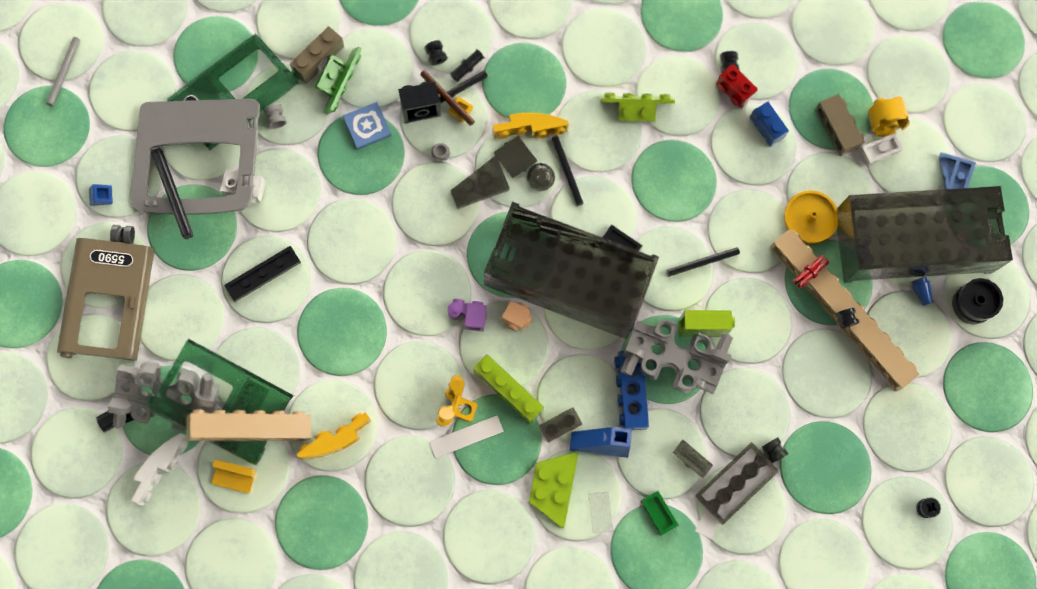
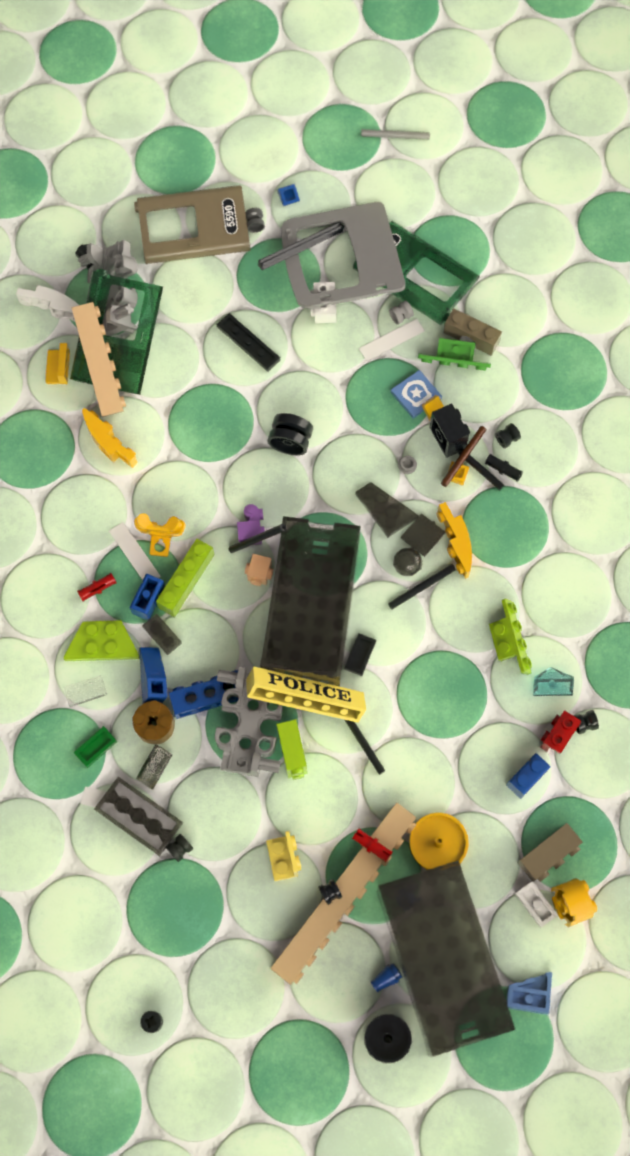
camera: 85 degrees right, 5 degrees down
(299, 134) = (391, 339): none -> white sticker
(383, 252) = (290, 434): none -> black wheel
(388, 112) = (431, 405): none -> yellow tile
(491, 307) = (257, 538): none -> black piece
(495, 480) = (96, 587): none -> red pin
(521, 429) = (146, 597): none -> blue brick
(654, 439) = (153, 711): none -> pearl gold brick
(661, 297) = (305, 694): none -> light yellow brick
(686, 80) = (553, 683): none -> clear light blue slope
(801, 355) = (282, 857): none -> light yellow bracket

